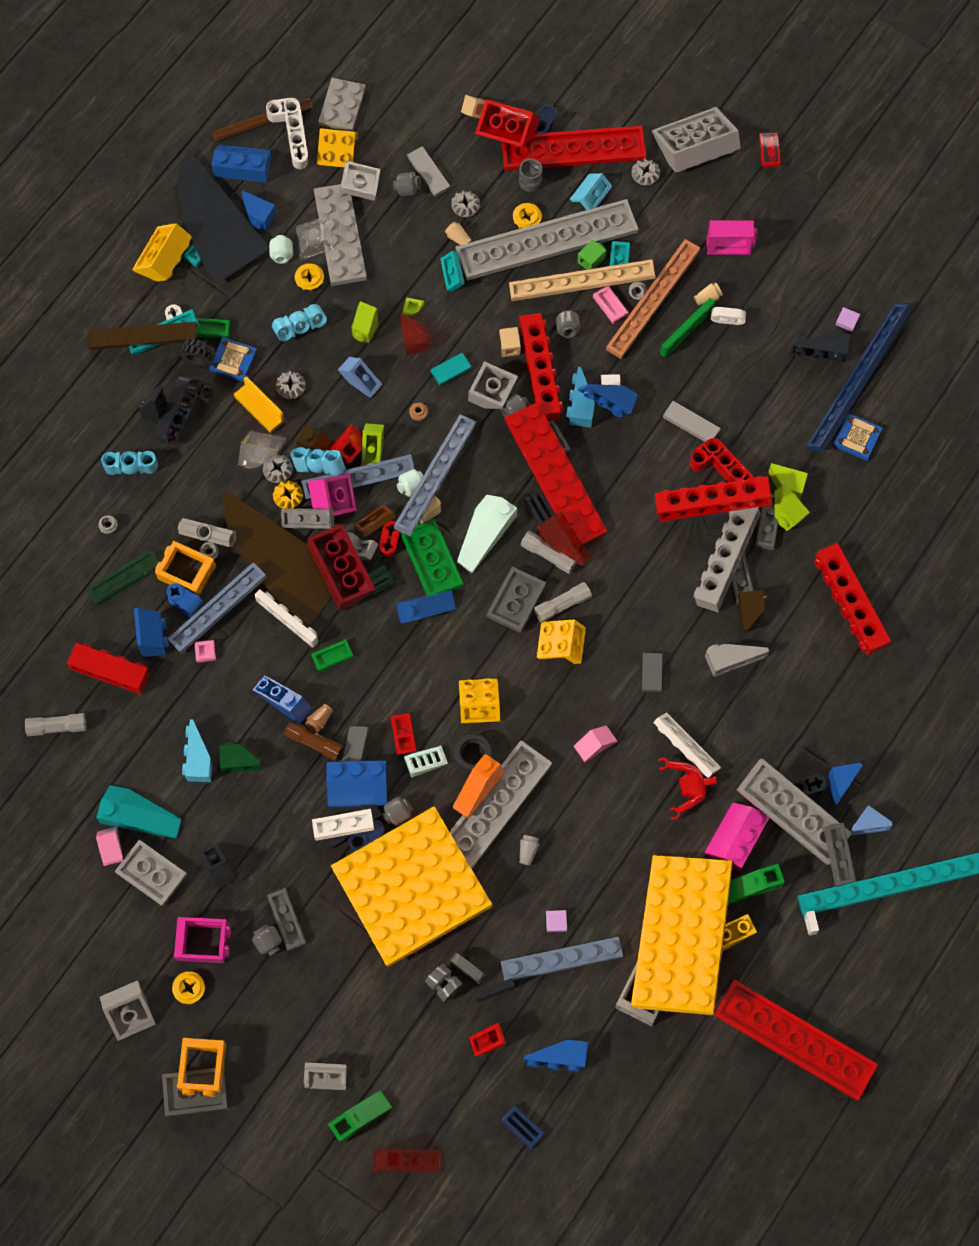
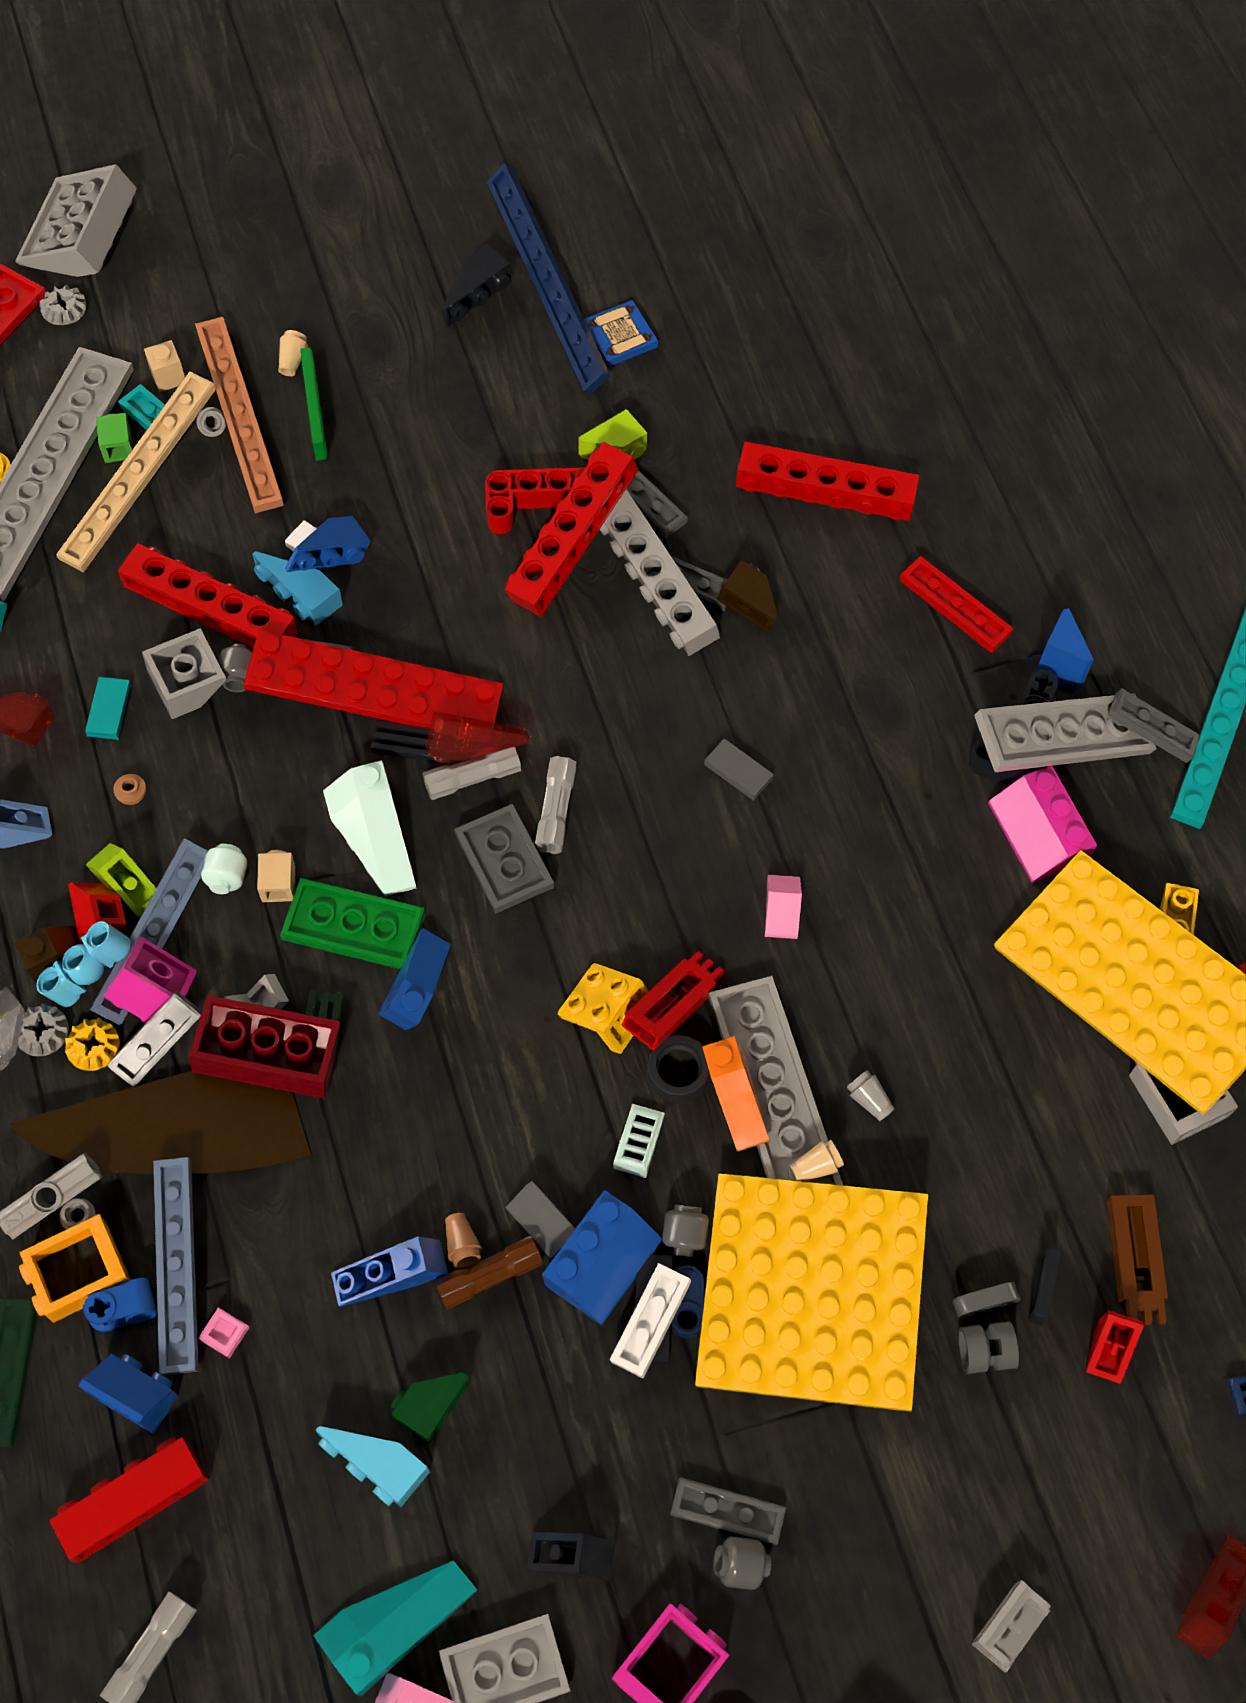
camera: 55 degrees left, 5 degrees down
(292, 622) = (262, 1179): white plate -> none
(332, 655) = (381, 1156): green tile -> none
(359, 1116) = (1111, 1620): green slope -> none
(374, 520) = (236, 958): reddish brown tile -> none
(385, 538) = (283, 951): red beam -> none
(403, 733) = (574, 1142): red slope -> none
(435, 475) = (244, 831): sand blue tile -> none
(472, 846) = (817, 1162): none -> tan cone
(494, 725) = (660, 1013): none -> red hinge
(509, 342) = (142, 608): tan panel -> none
(547, 1021) = (1137, 1246): none -> reddish brown hinge
(556, 921) = (997, 1132): lavender tile -> none
(561, 640) = (606, 845): yellow bracket -> none
(562, 959) = (1056, 1166): sand blue plate -> none
(565, 1054) = (1198, 1259): blue slope -> none
(568, 324) = (180, 527): dark grey head -> none
(592, 191) = (27, 377): medium azure panel -> none
(610, 304) = (199, 465): bright pink tile -> none
(649, 245) = (165, 365): none -> tan brick
(687, 745) = (885, 796): white plate -> none
(690, 422) = (441, 489): light grey tile -> none
(691, 784) = (930, 832): red piece -> none
(728, 315) = (339, 351): white beam -> none
(730, 657) = (793, 663): light grey slope -> none
(731, 237) = (237, 297): dark pink window -> none
(756, 883) = (1127, 839): green slope -> none
(769, 149) = (171, 163): slope -> none
(788, 508) = (657, 461): lime slope -> none
(811, 923) = (1222, 822): white tile -> none
(832, 712) = (956, 604): none -> red plate
(847, 319) = (461, 240): lavender tile -> none
(871, 822) = (1131, 662): medium blue slope -> none

